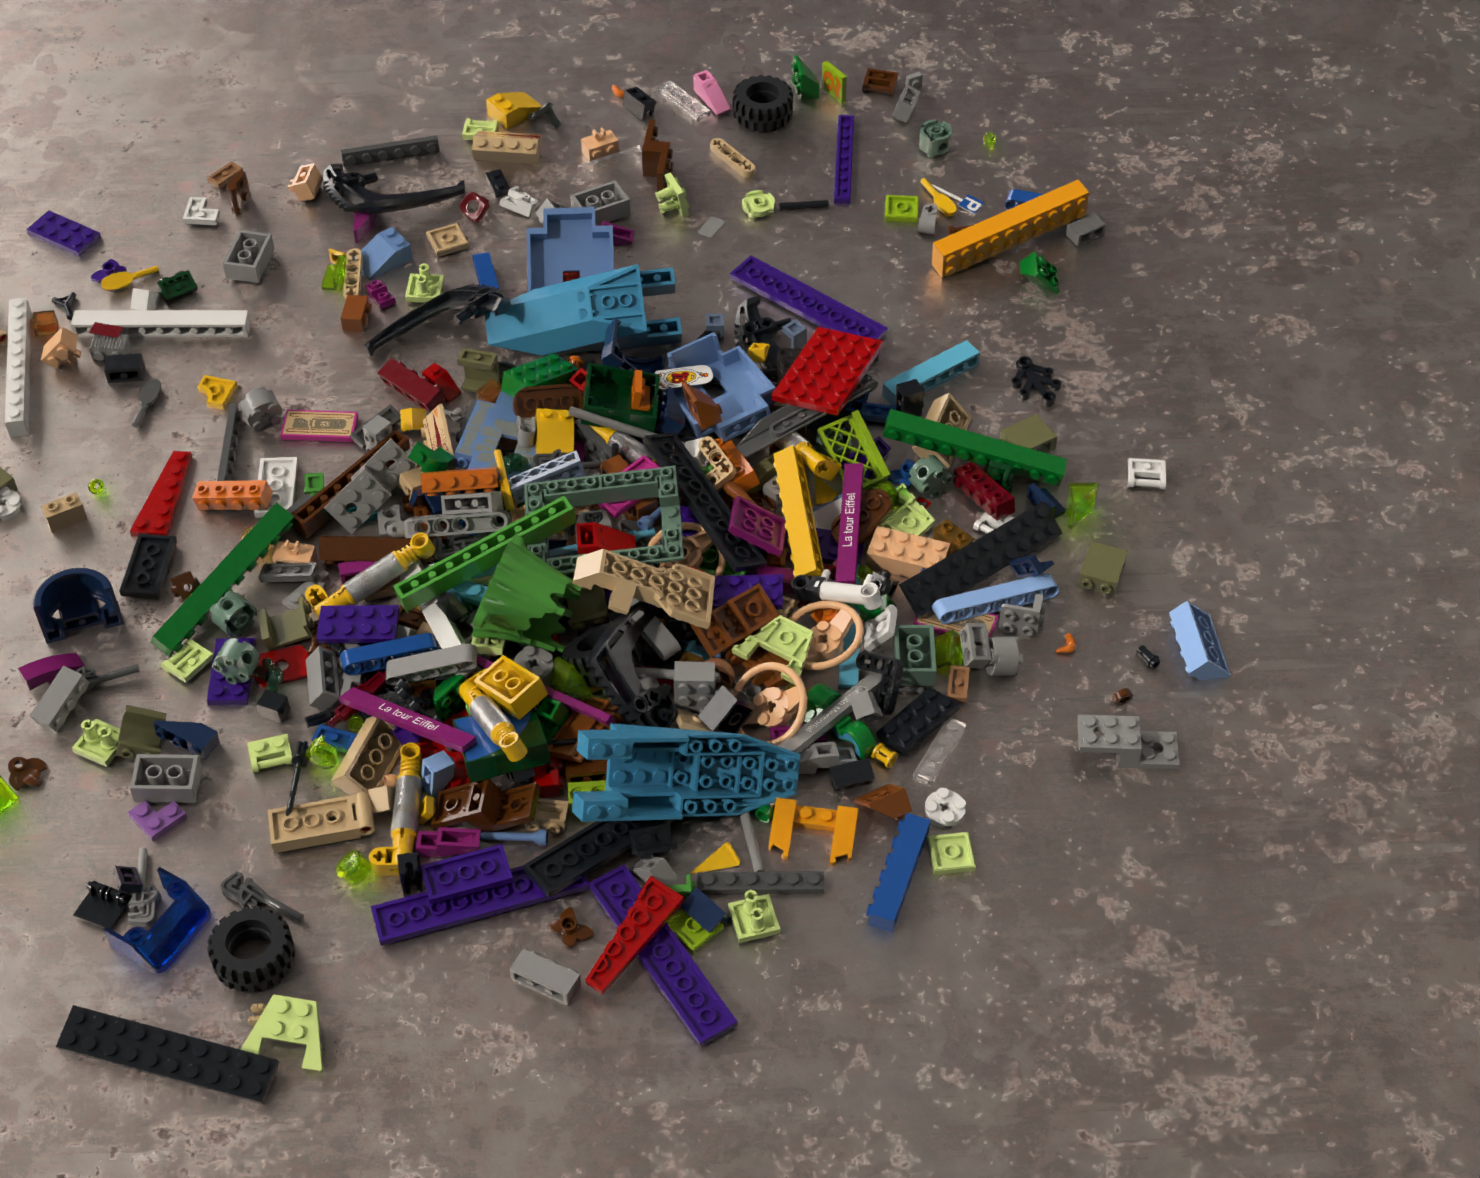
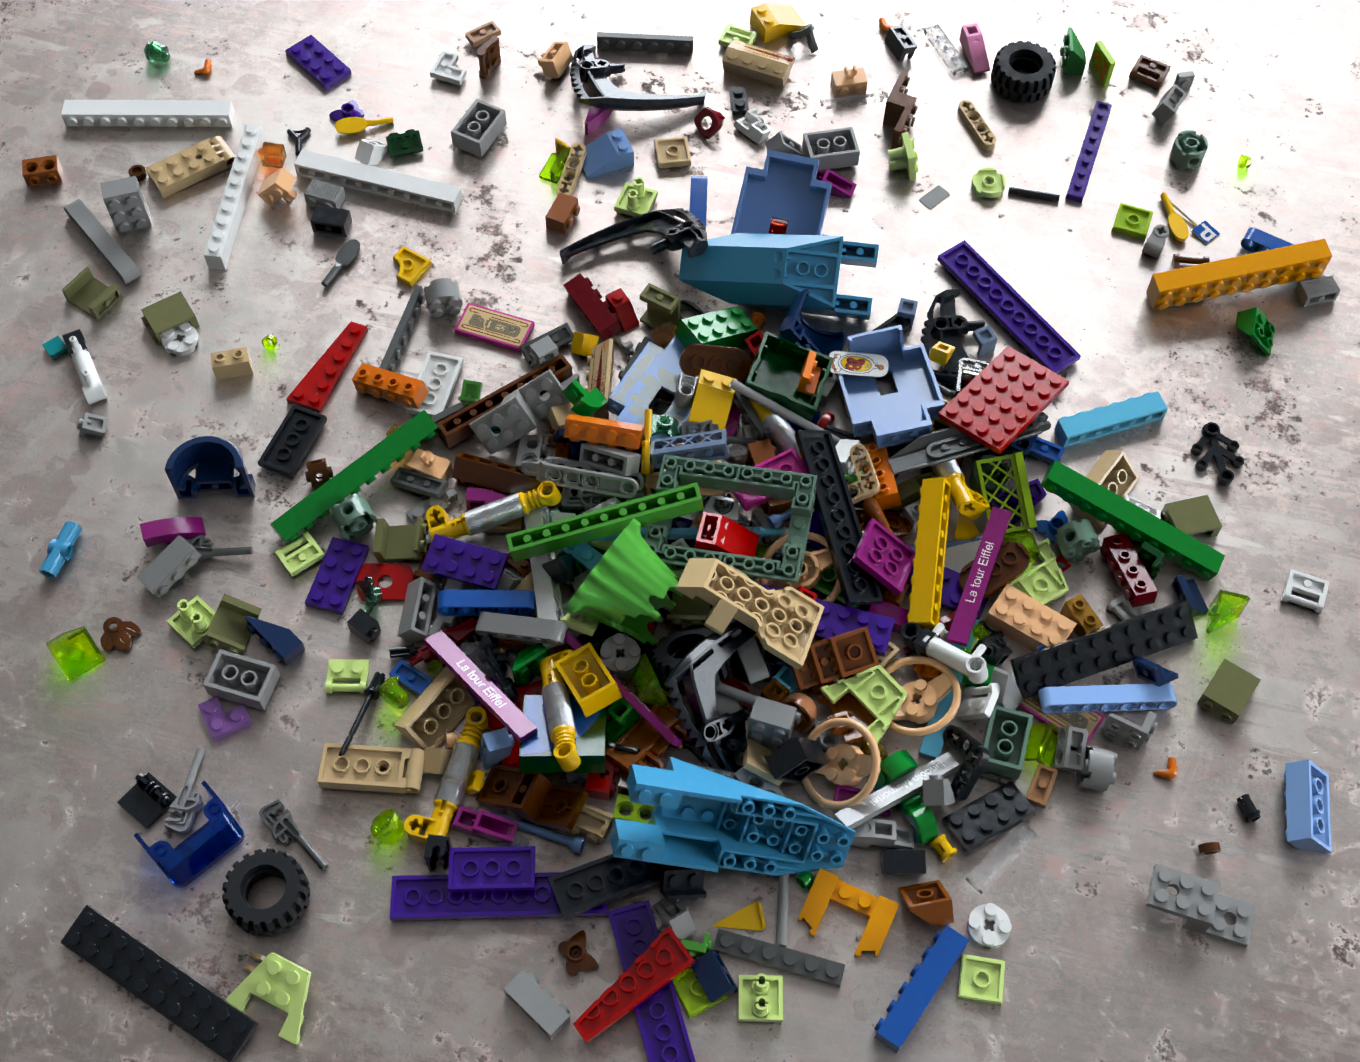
camera: 15 degrees right, 10 degrees up
(106, 329) = (324, 177): dark red sticker -> none
(127, 879) = (175, 781): black plate -> none
(236, 661) = (339, 572): sand green brick -> none
(379, 294) = (591, 197): magenta slope -> none
(669, 415) = (832, 407): dark blue slope -> none
(702, 407) = (865, 409): dark orange slope -> none
(905, 611) = (1010, 694): none -> light grey slope
(910, 397) = (1080, 445): black brick -> none

